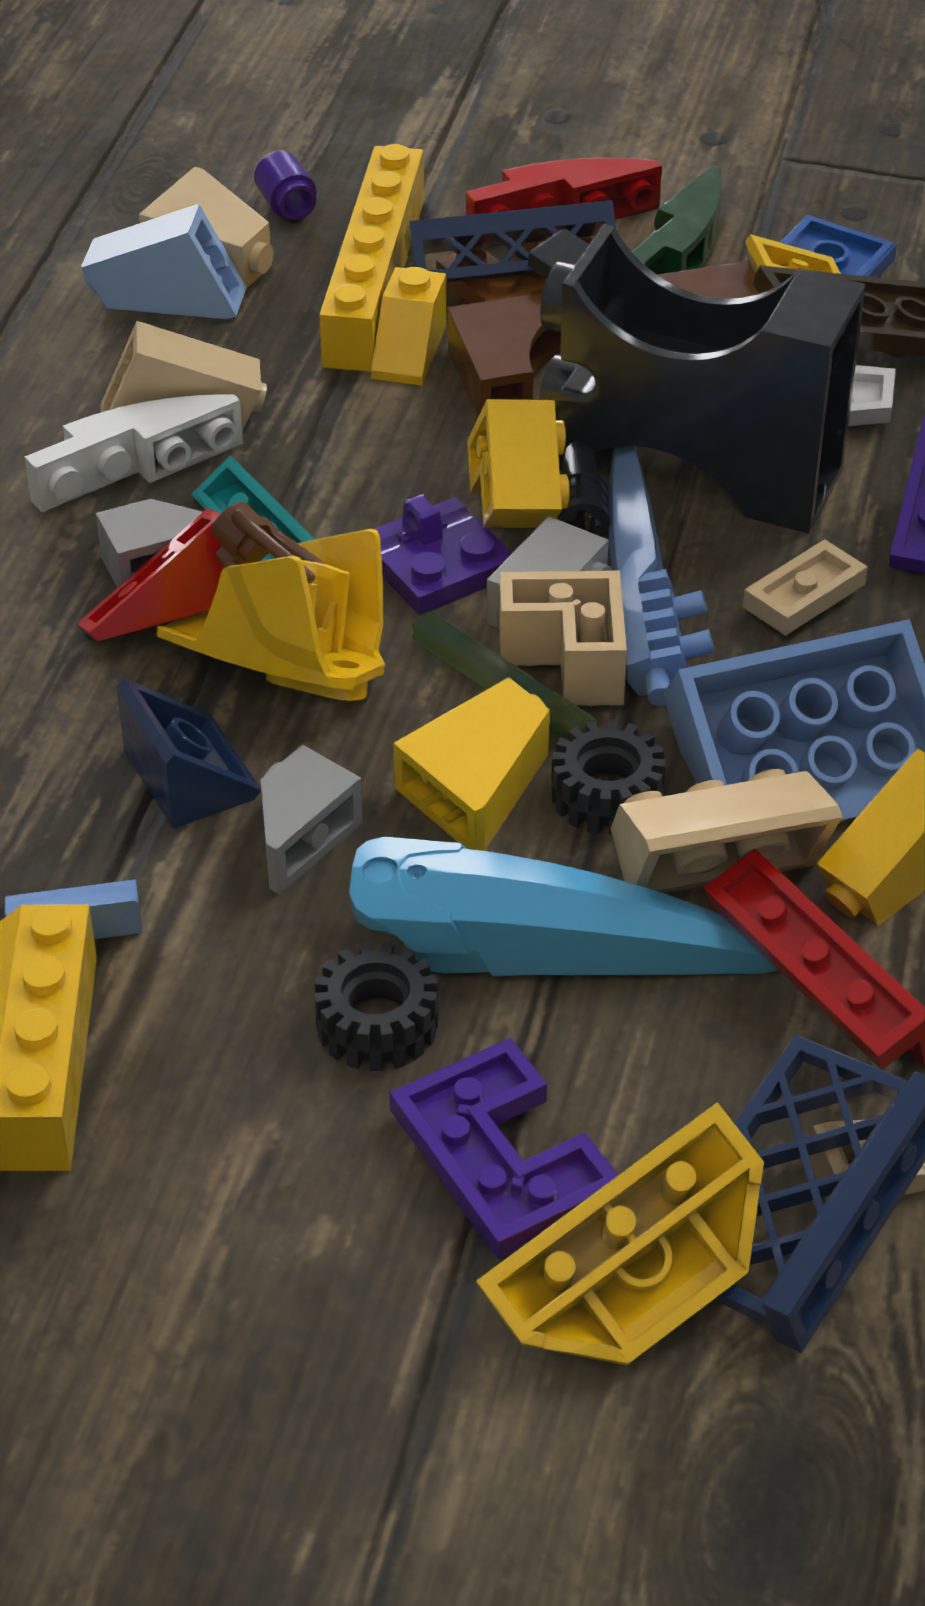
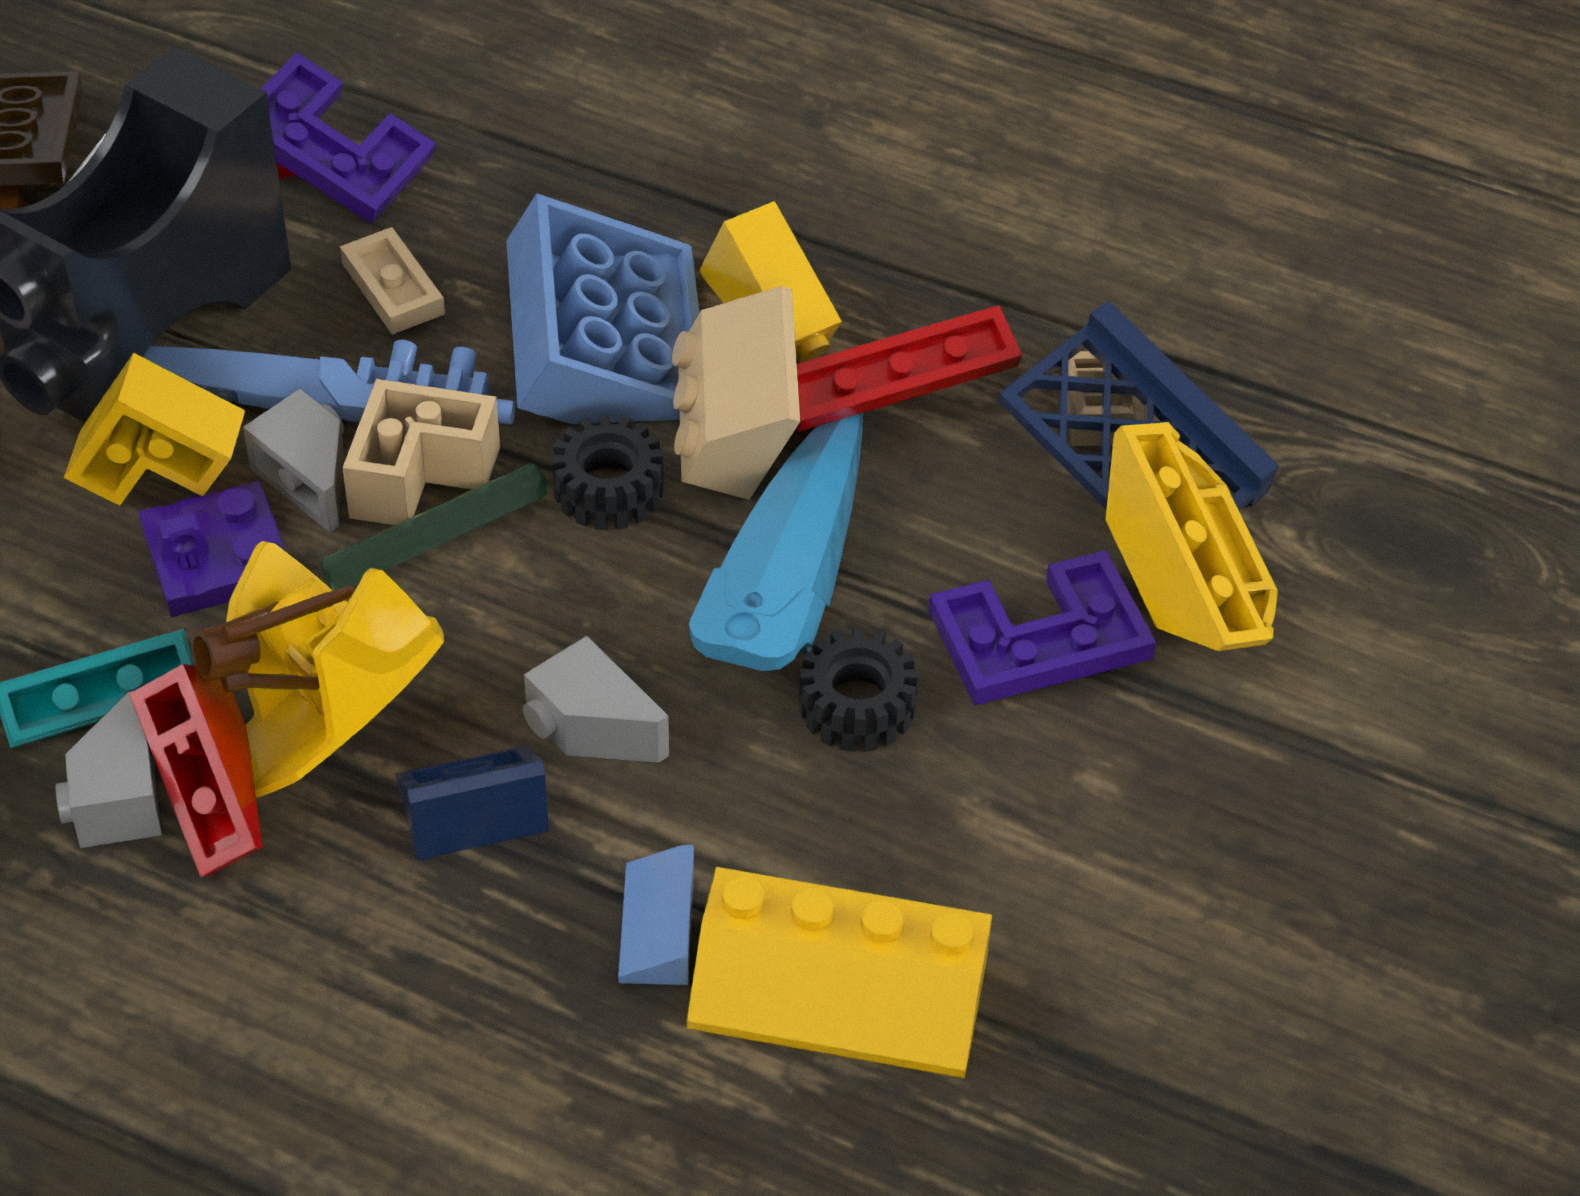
camera: 80 degrees left, 5 degrees up
(474, 761) = (566, 560): yellow slope -> none

